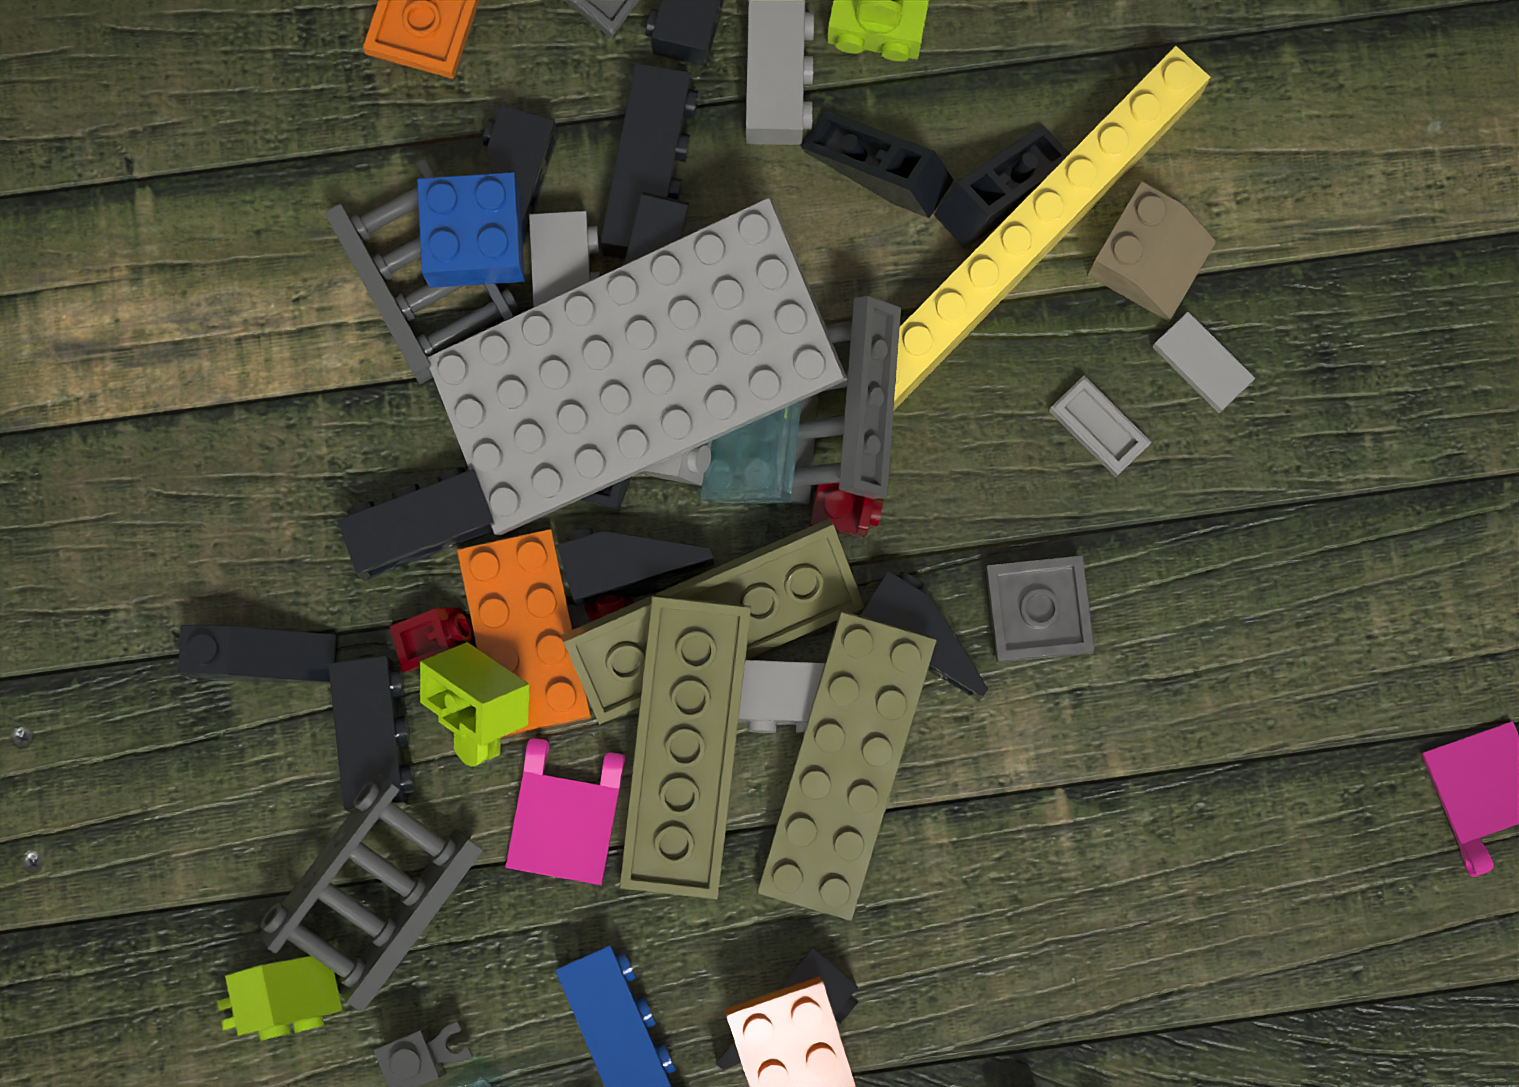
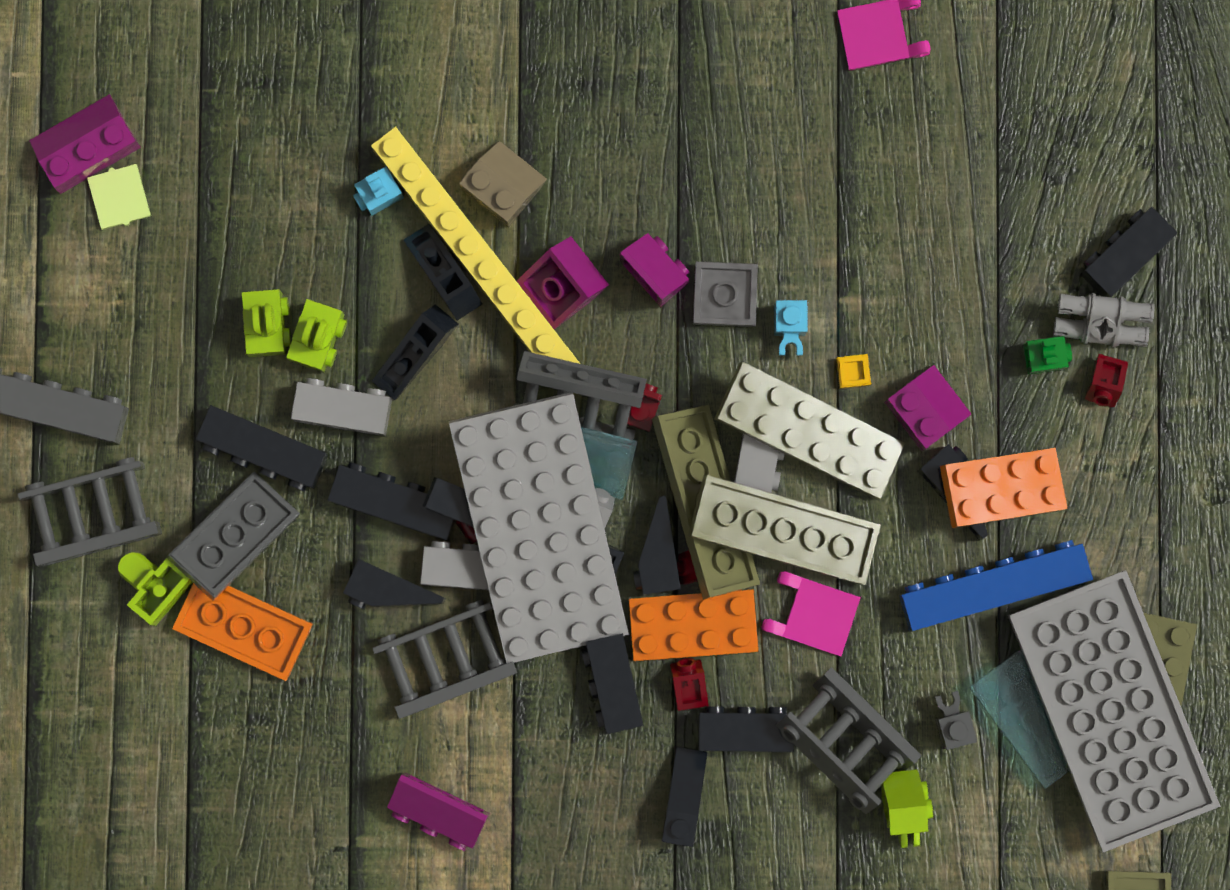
camera: 85 degrees left, 5 degrees up
(197, 291) = (437, 811): none -> magenta slope
(471, 230) = (430, 621): blue brick -> none
(474, 700) = (736, 659): lime brick -> none
(903, 604) = (714, 380): black slope -> none
(913, 950) = (927, 408): none -> magenta slope
(951, 825) = (853, 371): none -> yellow tile
(1011, 713) = (790, 322): none -> medium azure brick
(1018, 361) = (562, 282): none -> magenta slope
(1060, 492) = (654, 268): none -> magenta slope
(1100, 426) = (611, 236): light grey tile -> none
(1107, 71) = (377, 191): none -> medium azure brick
(1203, 362) = (579, 162): light grey tile -> none

